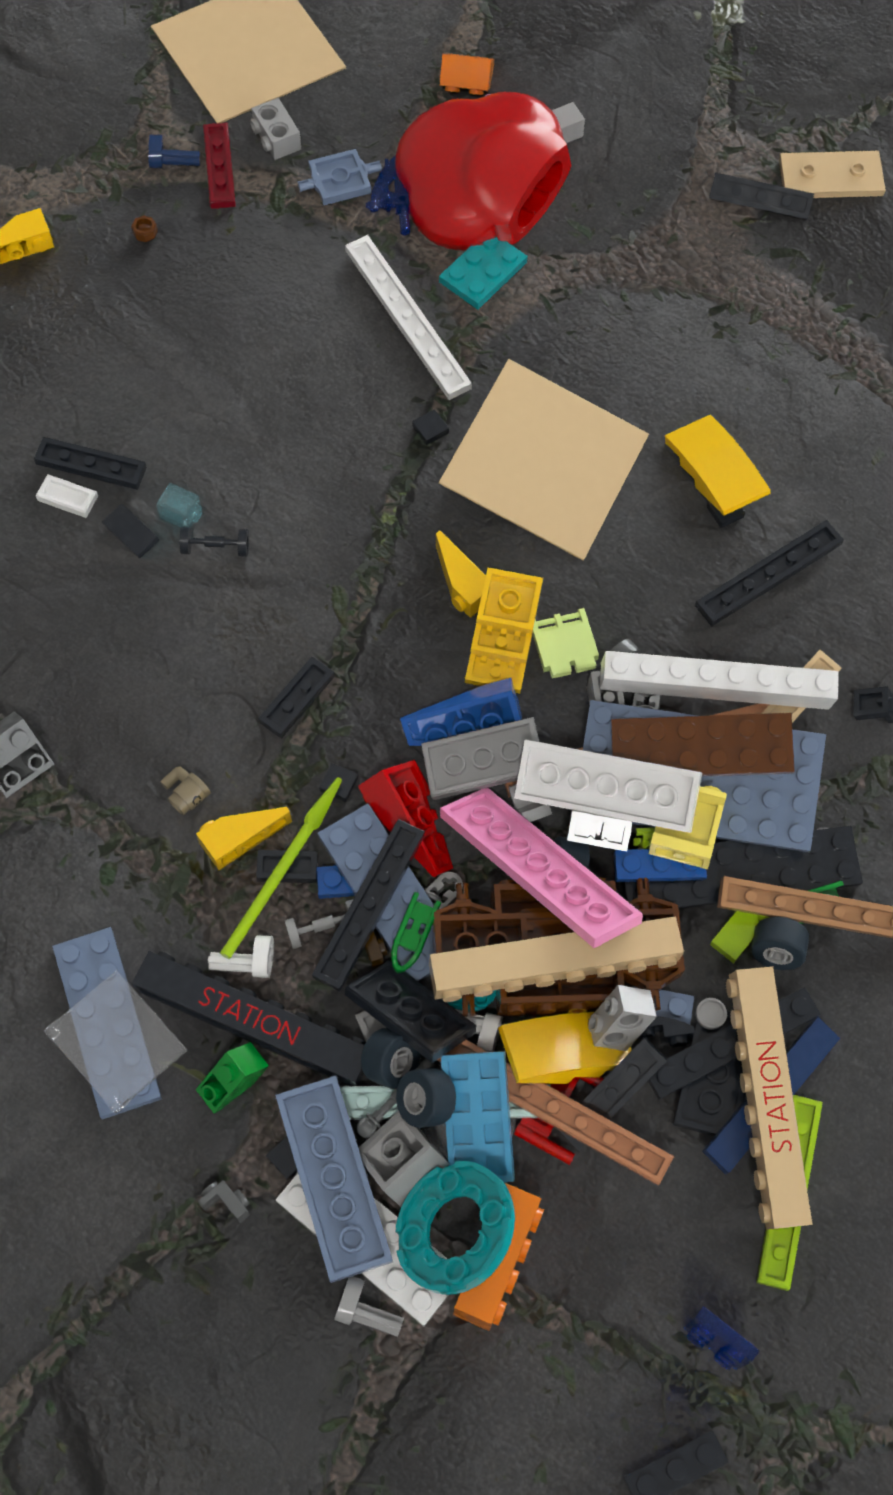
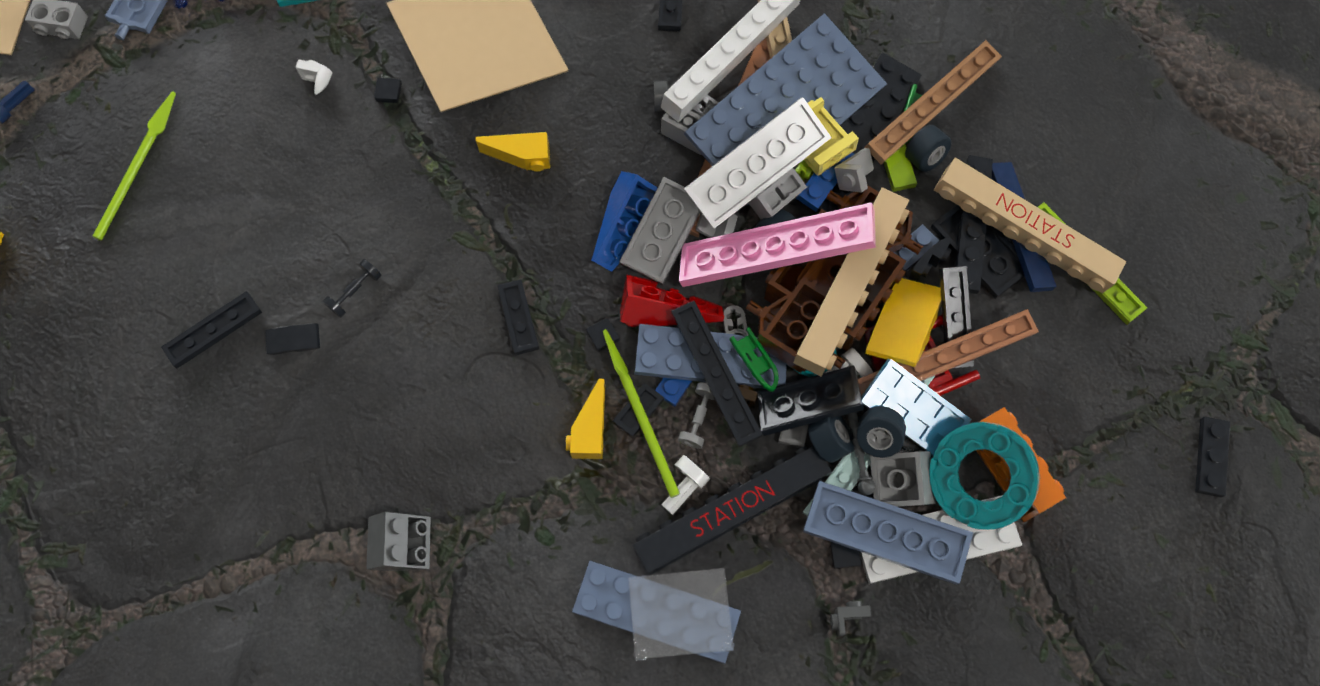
camera: 50 degrees left, 5 degrees up
(66, 496) = (222, 364): white tile -> none
(144, 228) = (51, 161): reddish brown tile -> none
(179, 506) = (304, 292): clear light blue brick -> none
(186, 794) = (531, 437): dark tan piece -> none
(219, 165) = (48, 76): dark red tile -> none
(231, 1076) = (764, 552): green slope -> none
(241, 278) = (155, 126): none -> lime piece
(352, 1310) = (979, 583): light grey piece -> none
(396, 357) = (314, 72): none -> white plate
(408, 317) = (289, 43): white plate -> none
(503, 628) = (581, 150): yellow slope -> none
(565, 644) = (621, 123): yellowish green plate -> none
(622, 1018) = (917, 272): light grey brick -> none
(686, 883) = (852, 171): none -> light grey bracket
(710, 743) = (775, 84): reddish brown plate -> none
(711, 1013) = (944, 221): light grey piece -> none
(729, 1346) = (1163, 367): clear blue plate -> none

